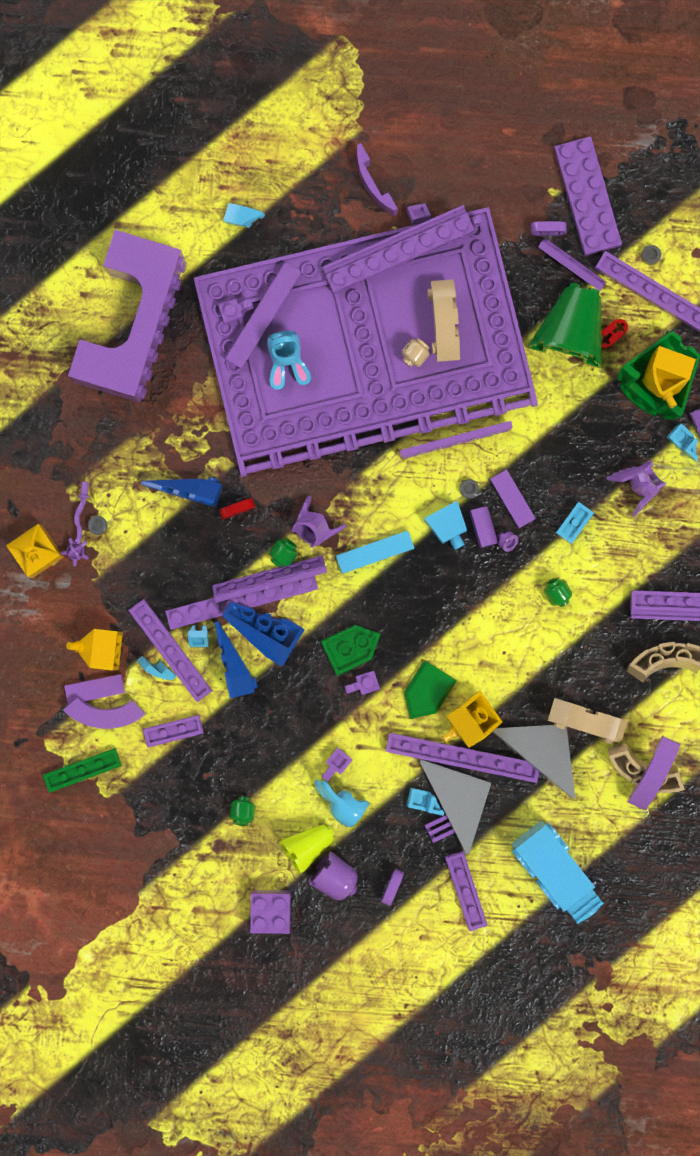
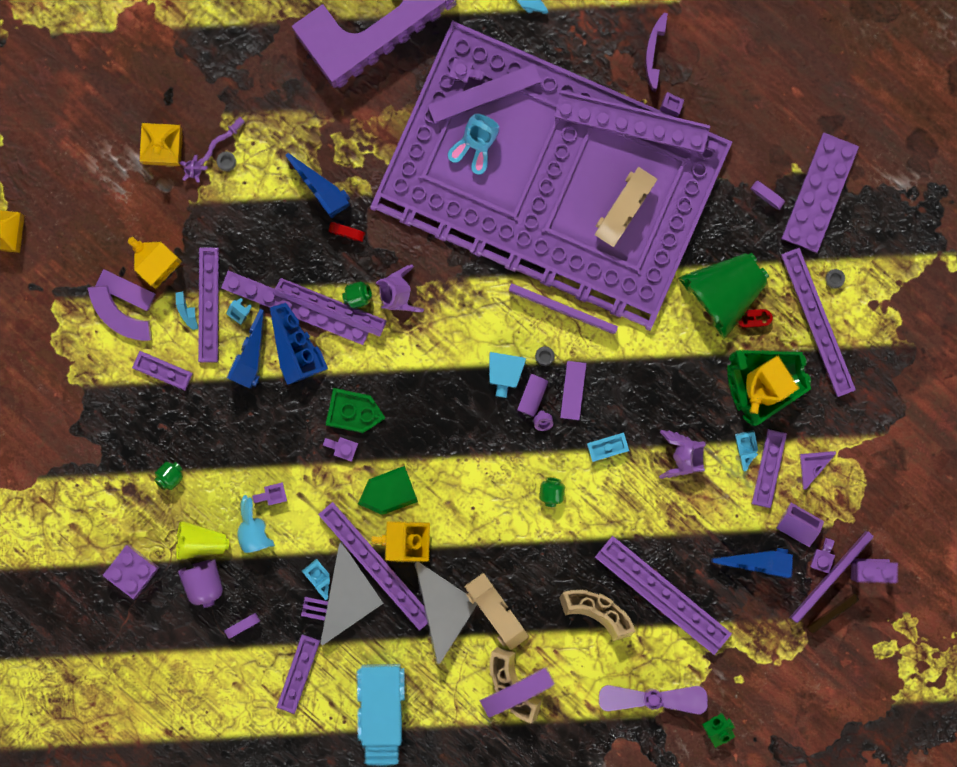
camera: 35 degrees right, 0 degrees up
(82, 770) = (67, 347): green tile -> none
(375, 552) = (430, 349): medium azure tile -> none
(415, 353) = (582, 215): tan head -> none
(572, 264) = (764, 238): medium lavender tile -> none

